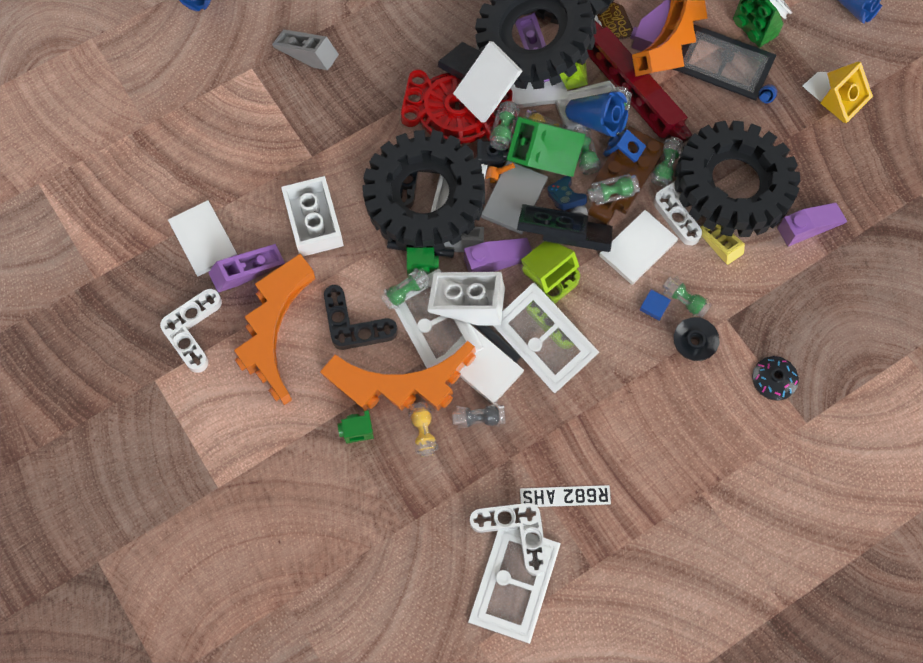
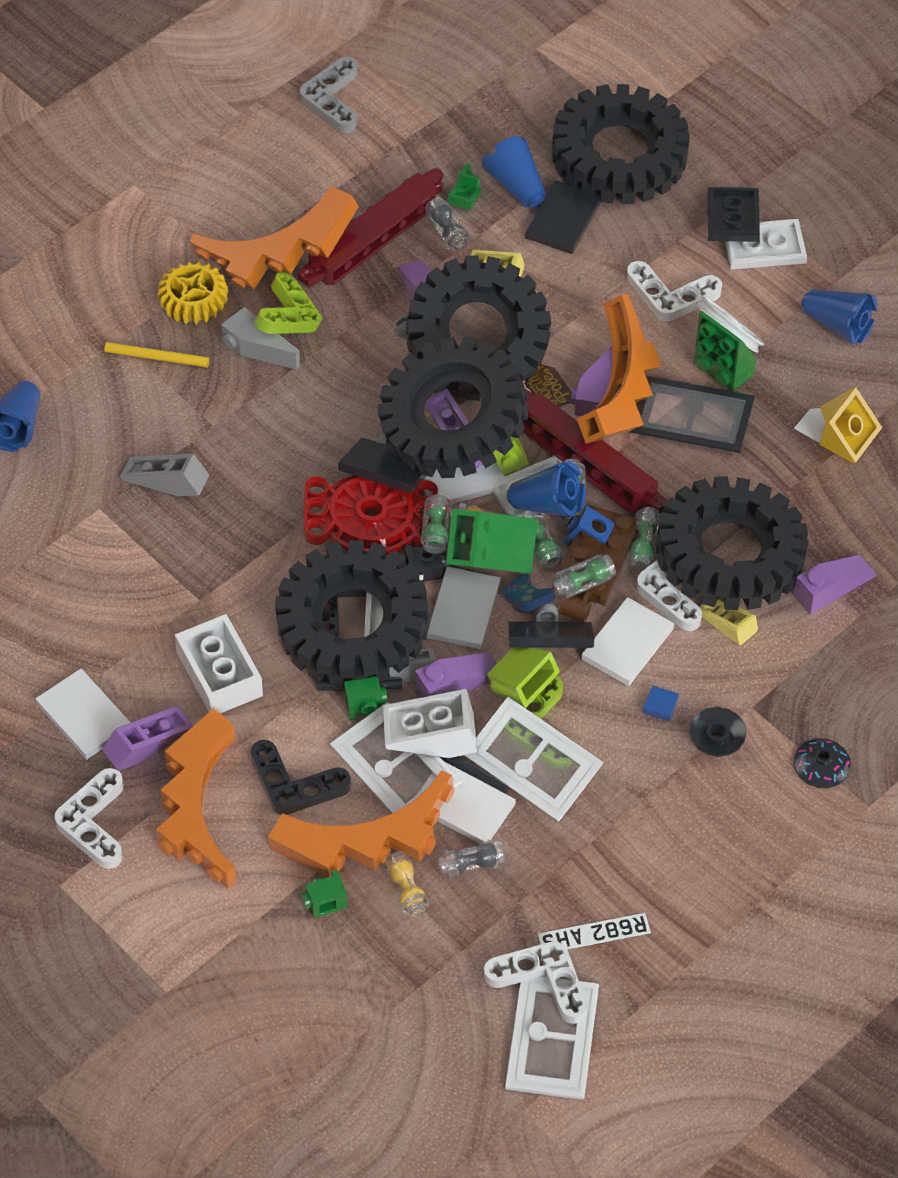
camera: 10 degrees left, 15 degrees down
(397, 294) = (342, 737): clear piece -> none
(487, 81) = (406, 475): white tile -> none
(494, 172) = (432, 582): orange hand -> none
(553, 222) = (518, 625): black tile -> none
(694, 303) = (709, 692): clear piece -> none
(767, 93) = (752, 442): blue cylinder -> none

